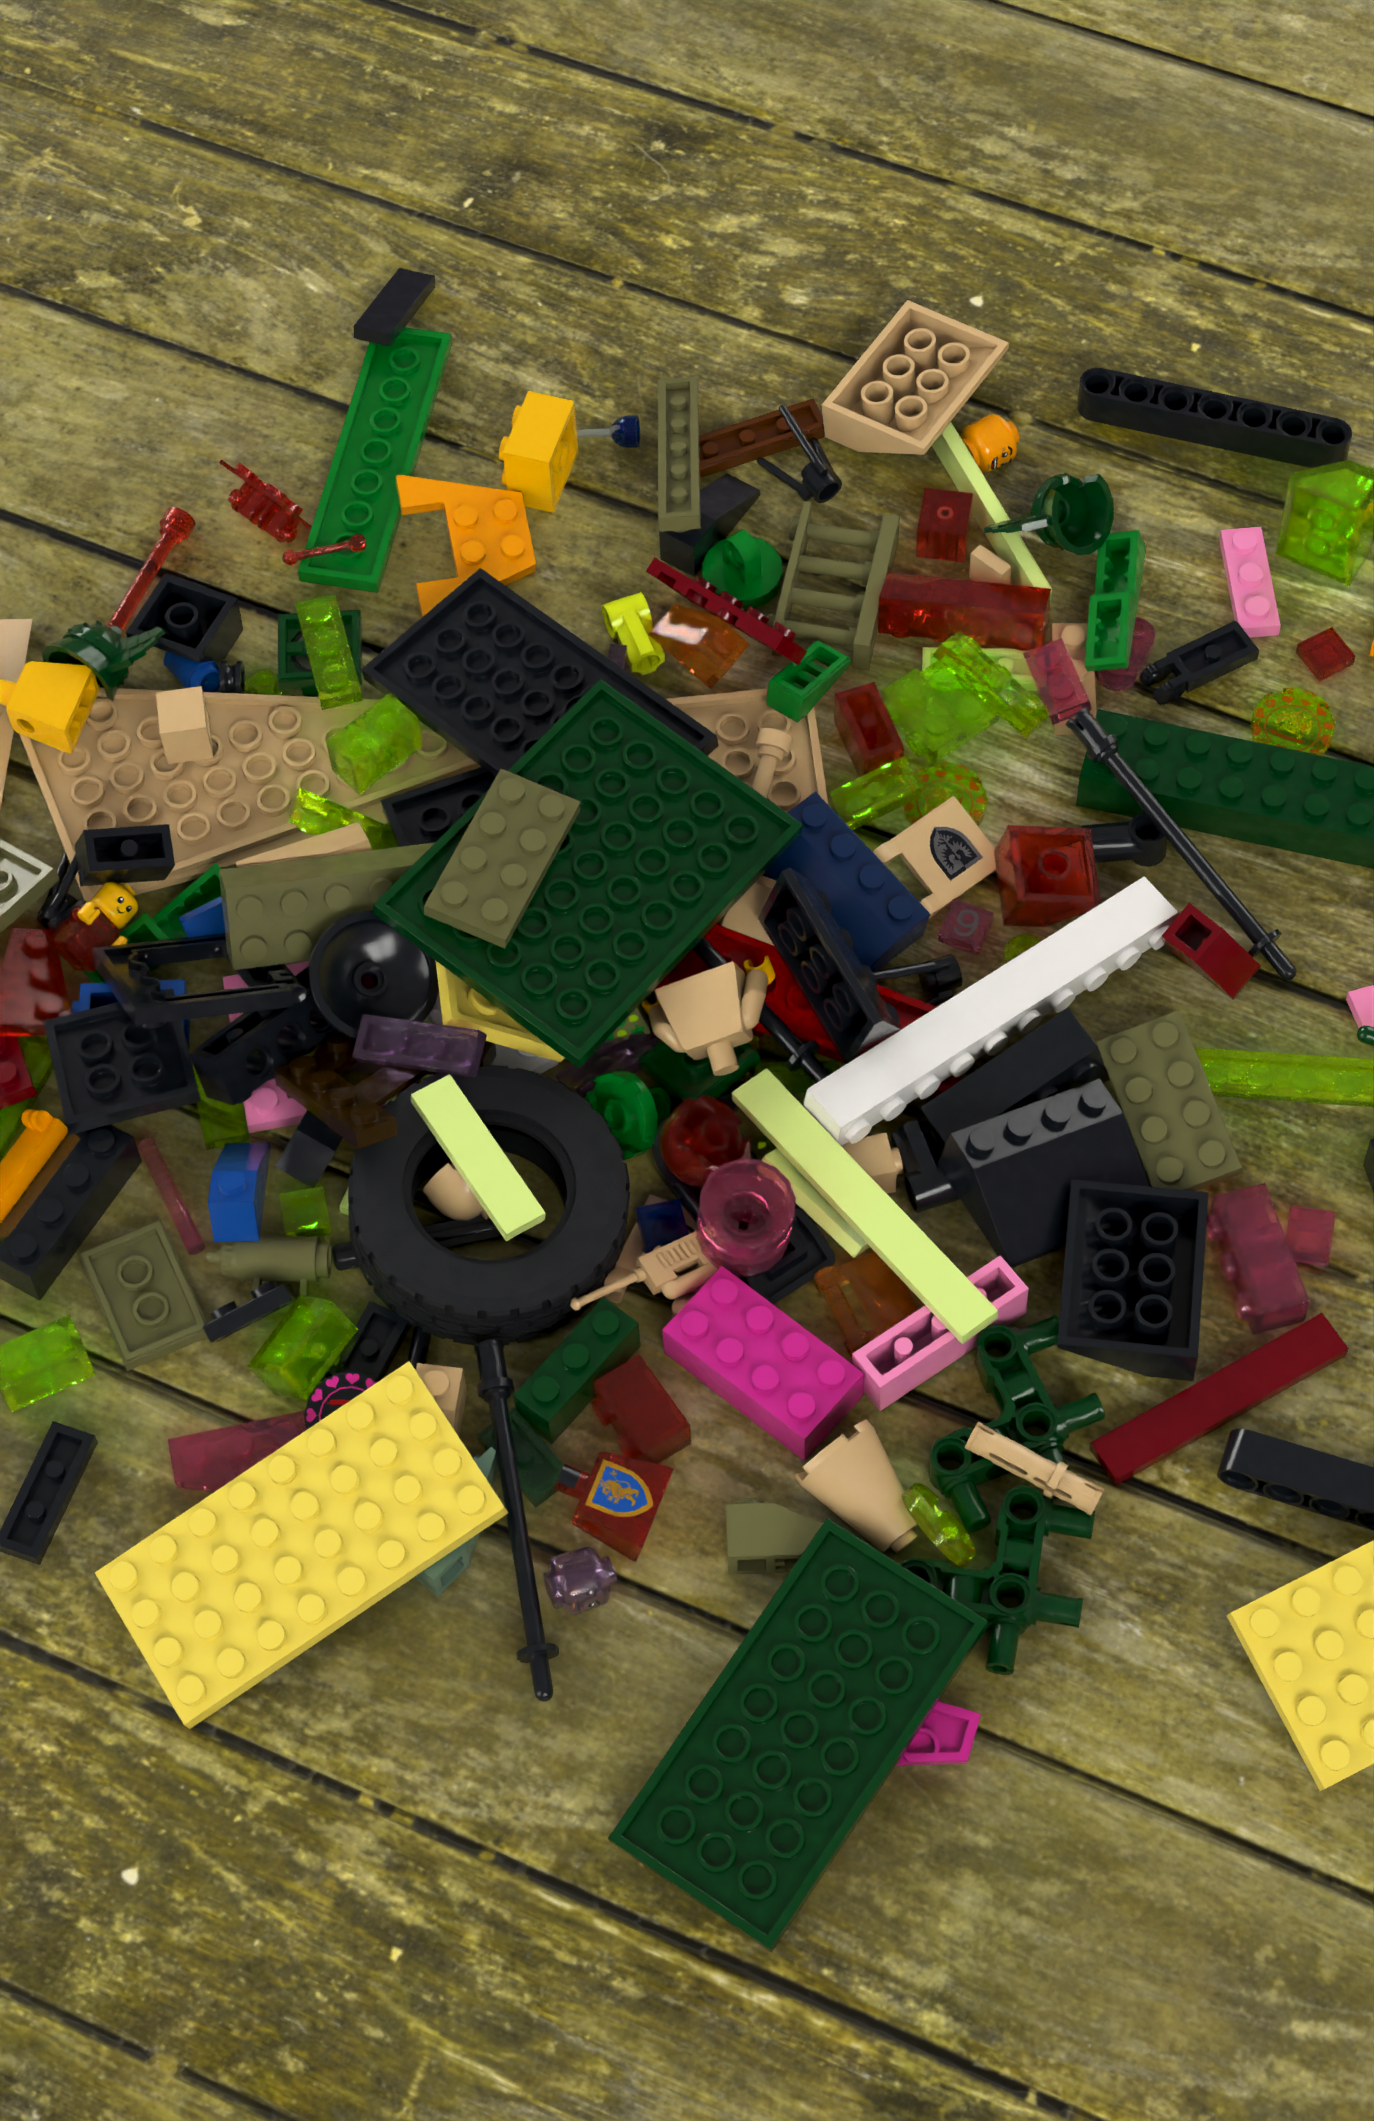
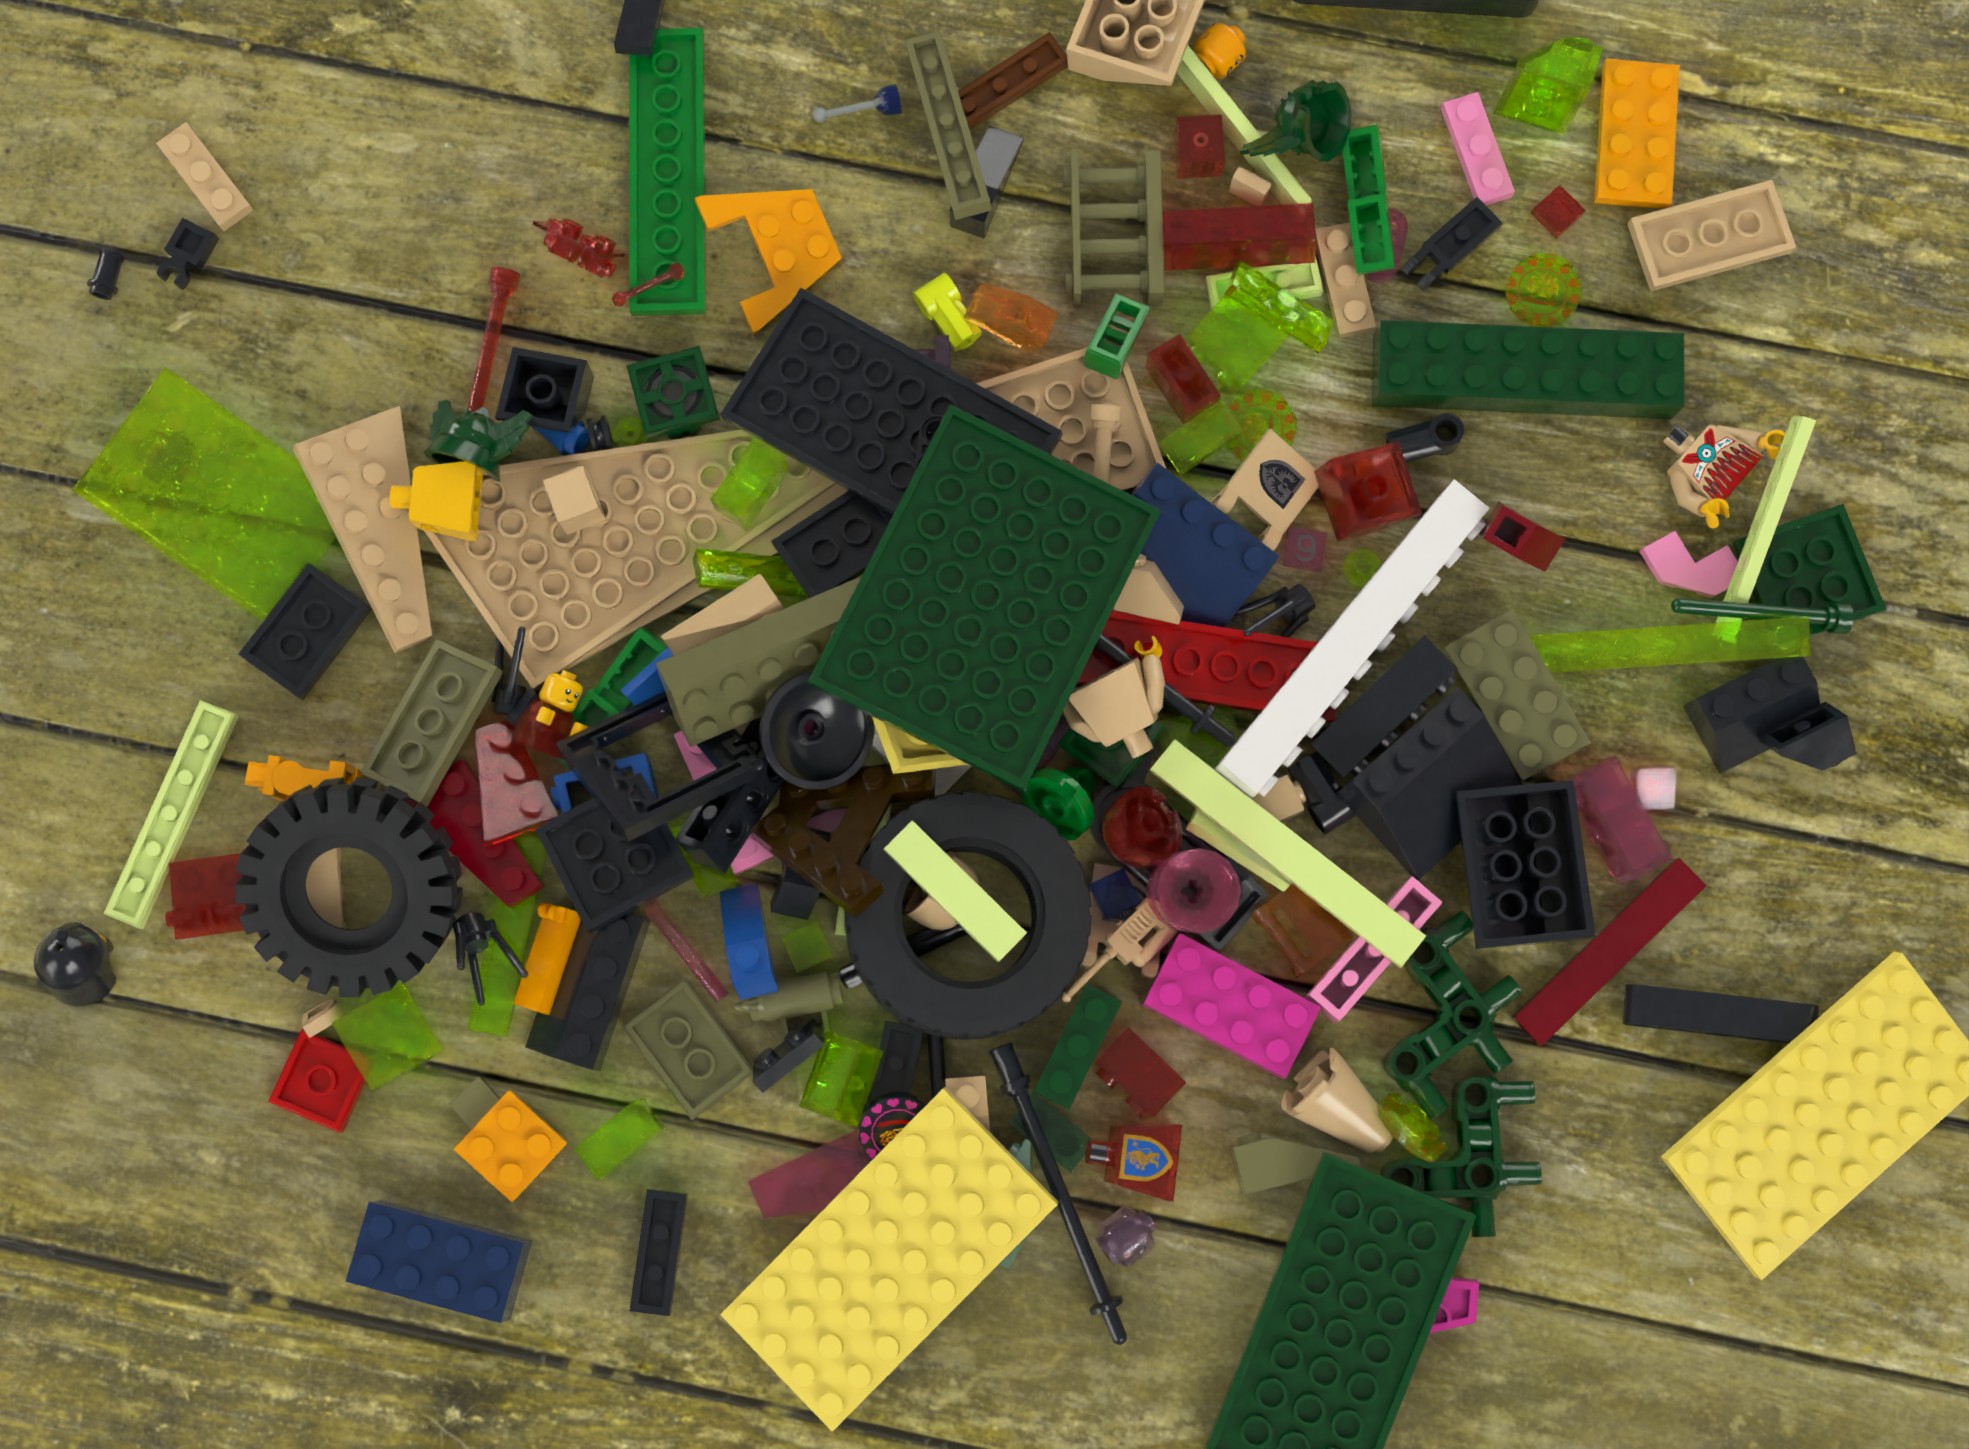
camera: 15 degrees left, 20 degrees up
(124, 855) = (560, 648): black brick -> none
(328, 652) = (684, 398): clear neon green plate -> none
(419, 1045) = (876, 793): clear purple plate -> none
(502, 858) = (911, 610): olive plate -> none
(540, 450) = (818, 143): yellow brick -> none
(729, 610) = (999, 267): dark red wing -> none
(744, 568) = (1027, 227): green tile -> none
(818, 476) = (1075, 116): black plant -> none
(826, 966) = (1215, 645): black slope -> none
(1042, 1472) = (1494, 1067): tan pin -> none
(1057, 681) = (1335, 293): clear pink plate -> none
(1104, 750) = (1401, 369): black bar -> none

